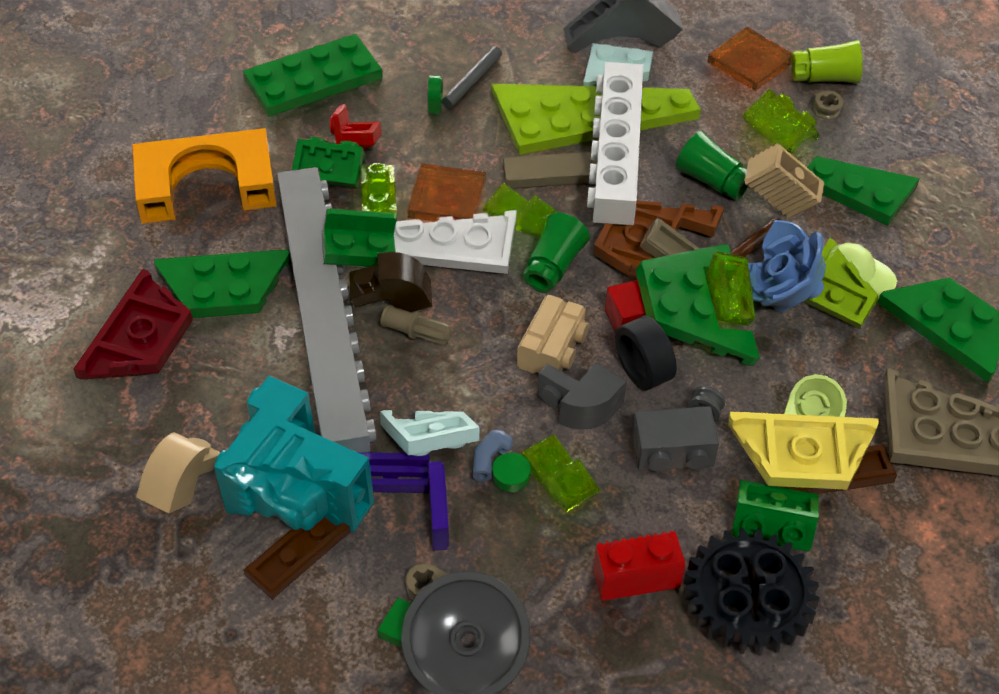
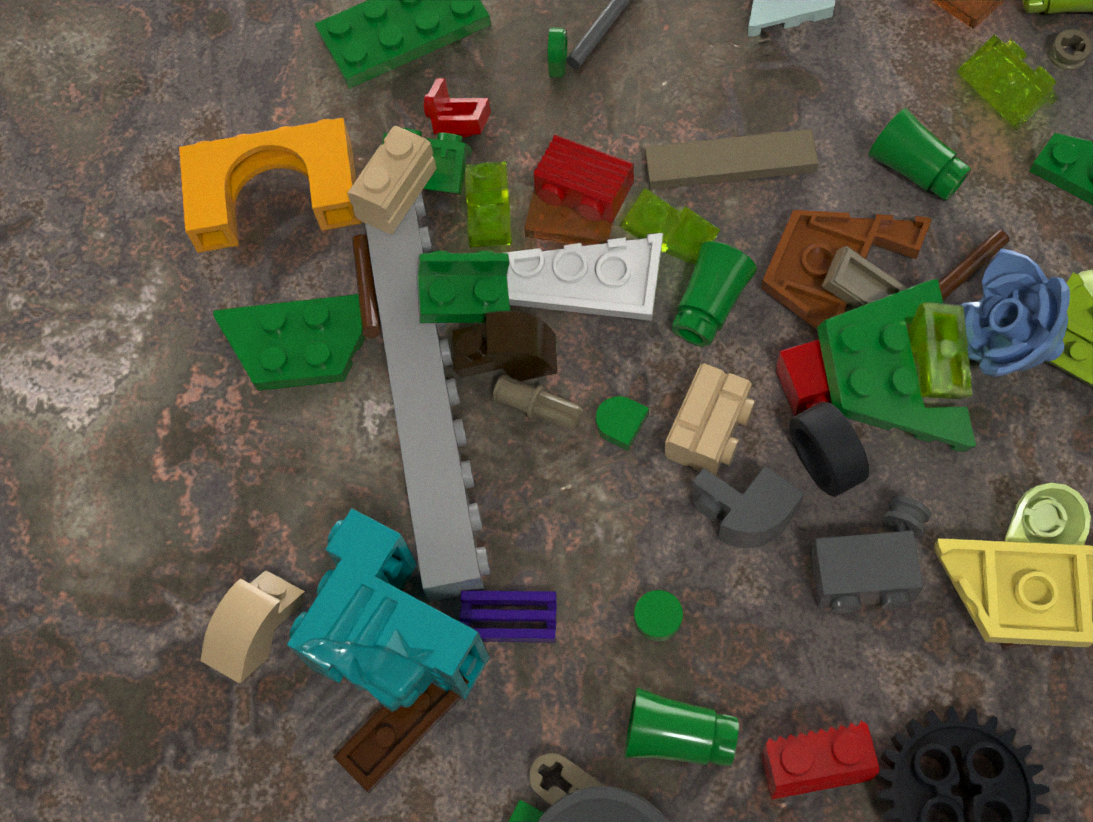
camera: 10 degrees right, 15 degrees up
(137, 333) = (196, 418): dark red wing -> none
(280, 243) = (366, 287): none -> reddish brown bar
(305, 164) = (392, 180): none -> tan brick
(430, 431) = (556, 560): light aqua wing -> none
(438, 505) = (568, 669): dark purple tile -> none
(454, 173) = (583, 179): none -> red brick
(482, 339) = (620, 420): none -> green tile
(493, 442) = (626, 584): sand blue arm -> none
(527, 546) = (679, 731): none -> green plant
(560, 475) = (720, 618): clear neon green slope -> none
(564, 115) = (731, 75): lime wing -> none
(618, 144) = (797, 100): white brick -> none
(777, 511) = (995, 679): green bracket -> none
(783, 181) = (1013, 182): tan brick -> none

